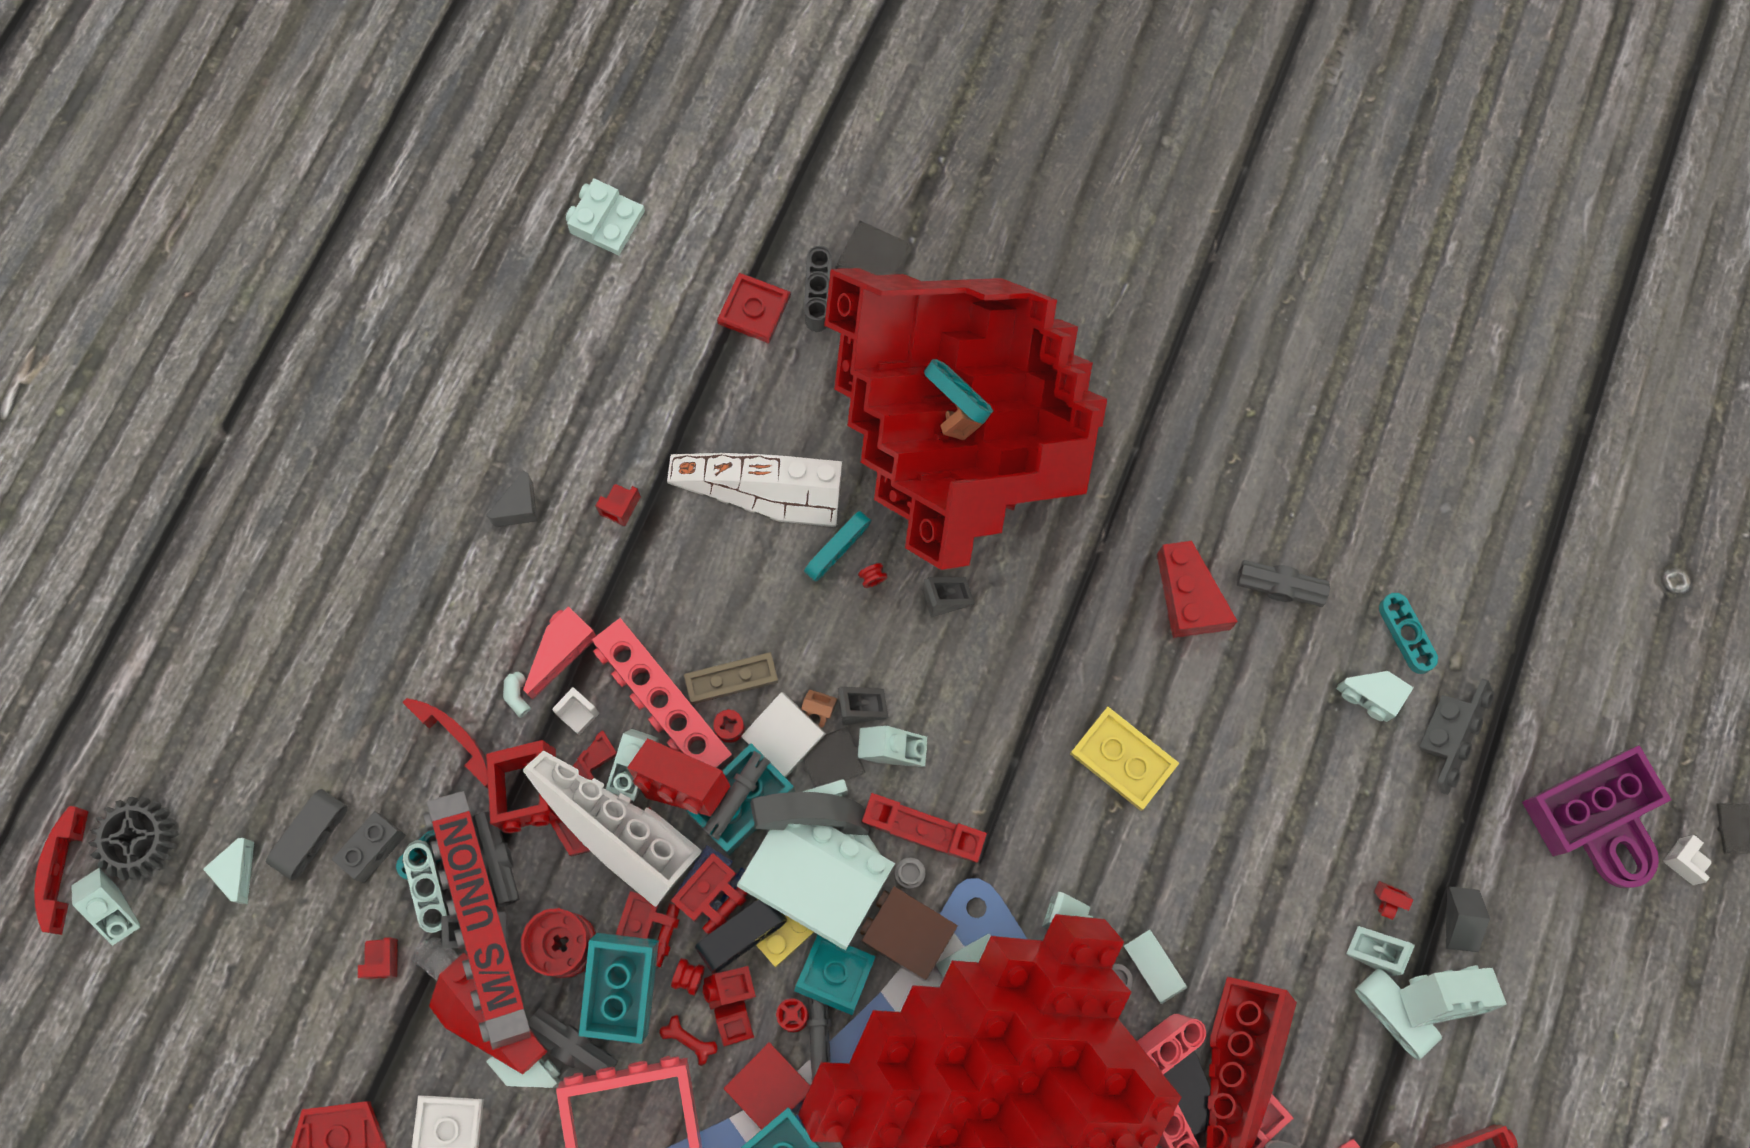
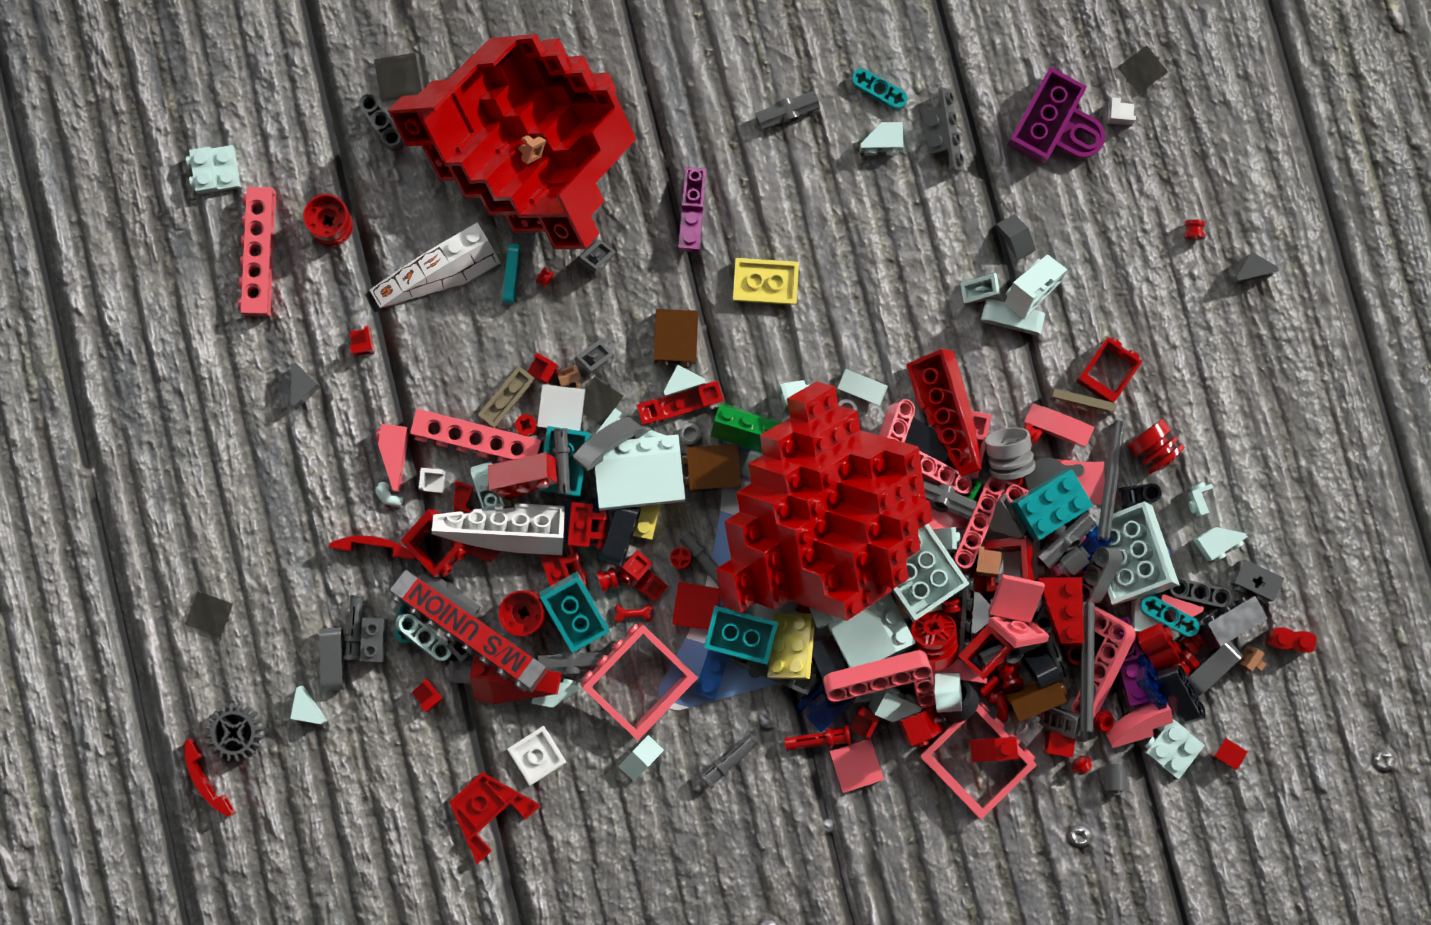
camera: 35 degrees left, 10 degrees up
(104, 906) = (249, 779): light aqua slope -> none
(219, 682) = (209, 614): none -> clear smoke piece
(348, 827) = (353, 639): none -> dark grey pin
(581, 346) = (261, 304): none -> coral brick
(678, 334) = (324, 209): none -> red wheel
(754, 307) = (350, 162): red tile -> none
(795, 676) = (543, 368): none -> red panel
(834, 975) = (688, 519): teal plate -> none
(892, 746) = (628, 369): light aqua slope -> none
(944, 804) = (682, 381): none -> light aqua slope
(958, 391) = (517, 131): teal beam -> none
(973, 748) = (675, 337): none -> reddish brown brick
(977, 908) = (741, 426): none -> green slope
(1095, 617) = (692, 209): none -> magenta slope
(1191, 592) = (738, 155): red wedge -> none
(1392, 899) = (968, 254): red tile -> none
(1699, 1069) = (1194, 229): none -> red wheel

